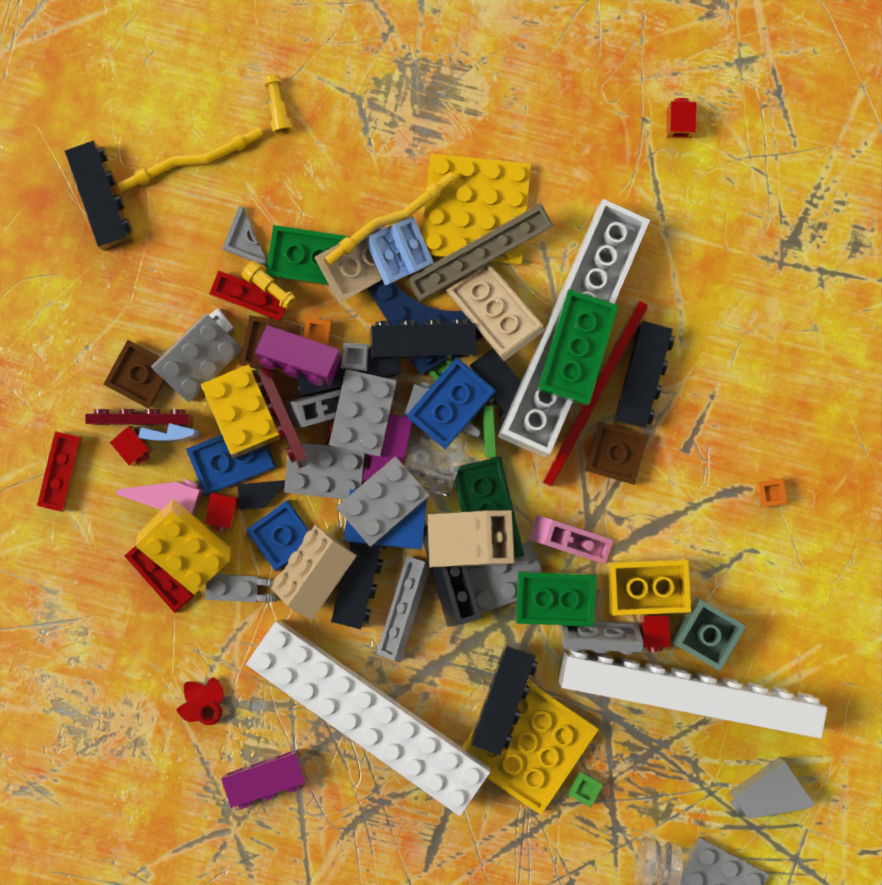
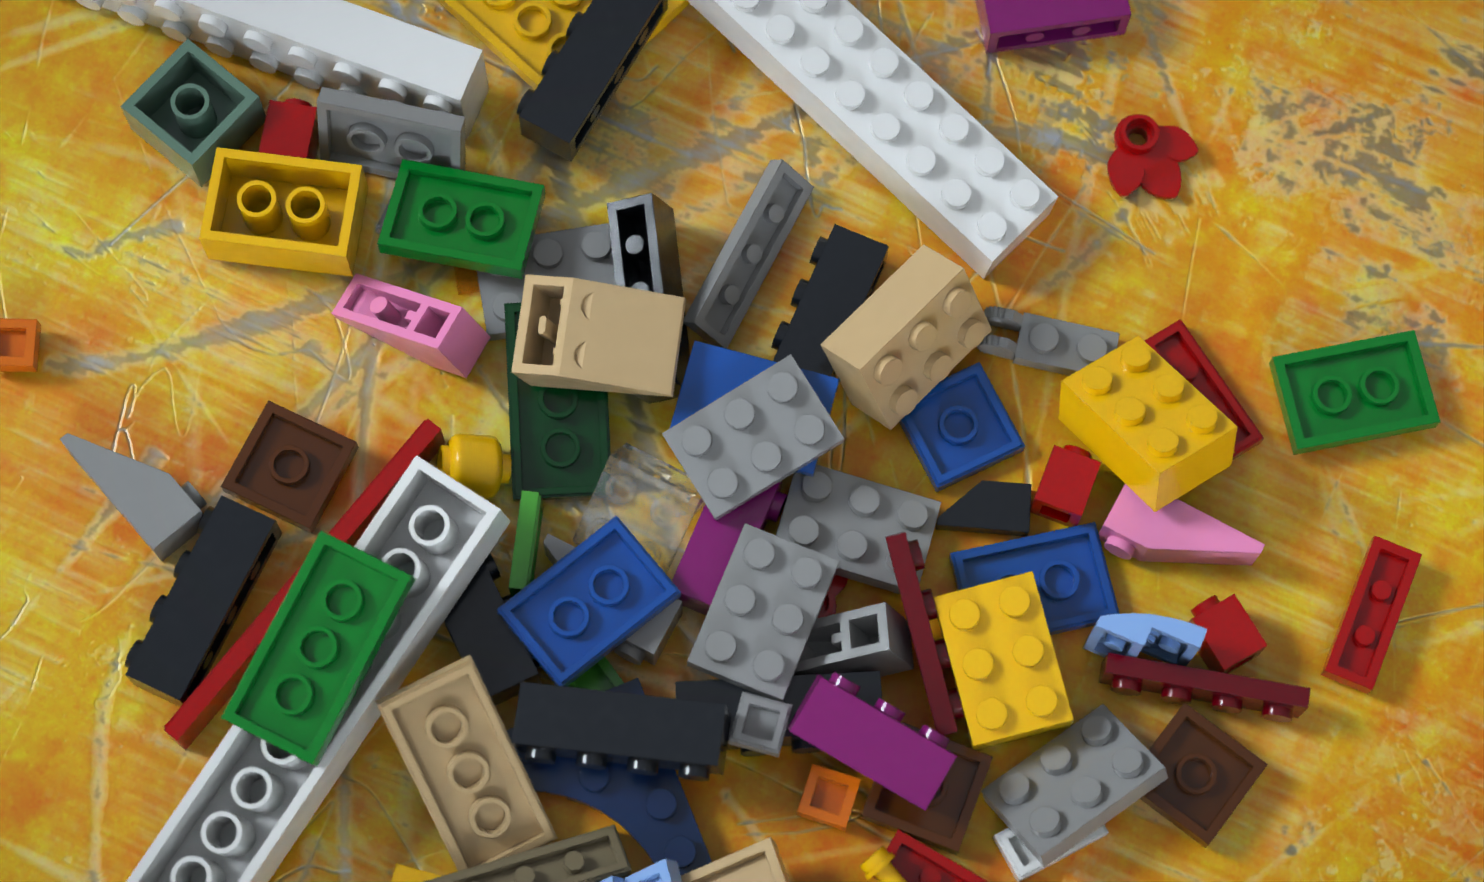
camera: 175 degrees left, 15 degrees down
(79, 588) = (1354, 392): none -> green plate
(524, 468) = (475, 463): none -> yellow head
(683, 422) = (145, 496): none -> light grey slope

